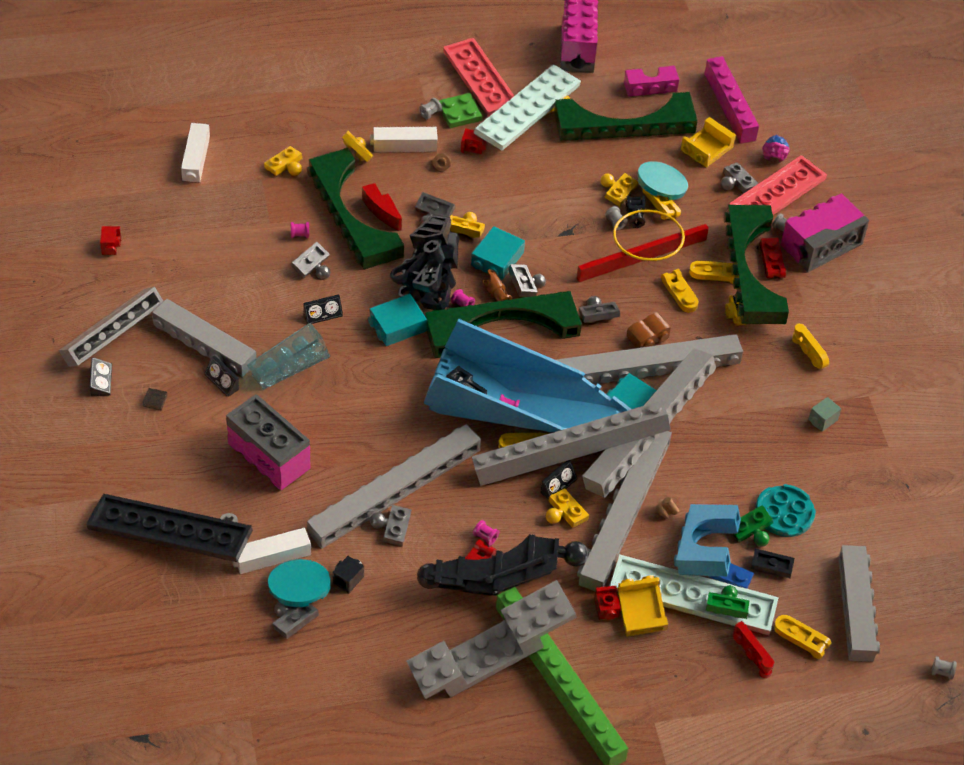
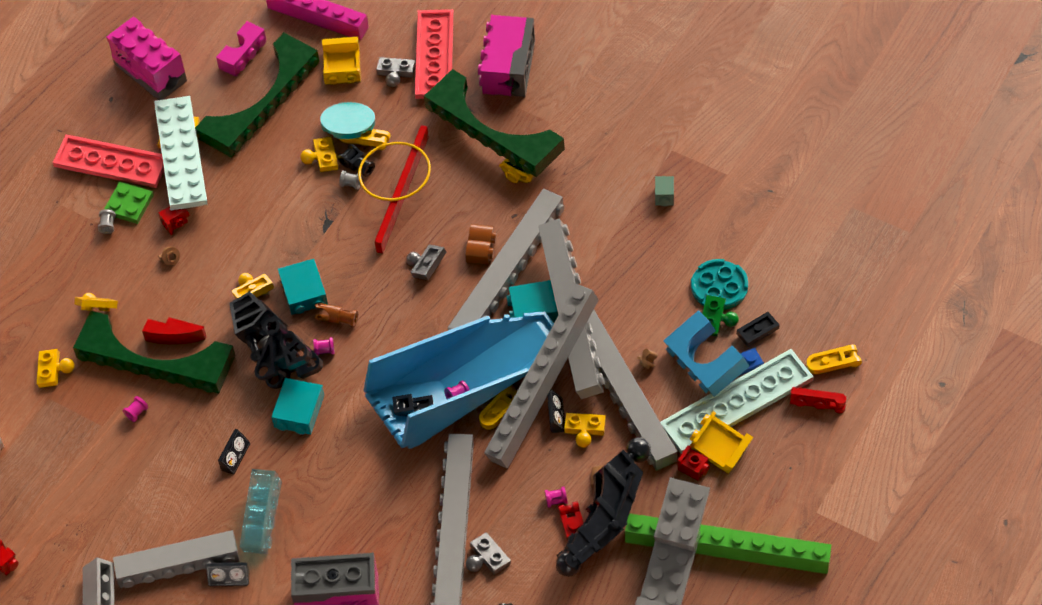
camera: 40 degrees left, 5 degrees up
(311, 260) = (175, 424): flat silver plate -> none
(404, 139) = (120, 264): white brick -> none
(433, 206) = (212, 296): flat silver plate -> none
(524, 282) = (347, 290): flat silver plate -> none
(552, 311) = (396, 293): dark green arch -> none
(680, 291) = (460, 192): yellow plate -> none
(711, 271) = (465, 156): yellow plate -> none
(728, 603) = (769, 386): green plate -> none
(772, 257) = (491, 108): red plate -> none
(776, 147) = (395, 21): dark pink piece -> none
(779, 222) = (471, 74): light grey bush -> none
(810, 346) = (597, 150): yellow plate -> none
(857, 603) = (840, 302): light grey brick -> none
(943, 668) = (939, 293): light grey bush -> none

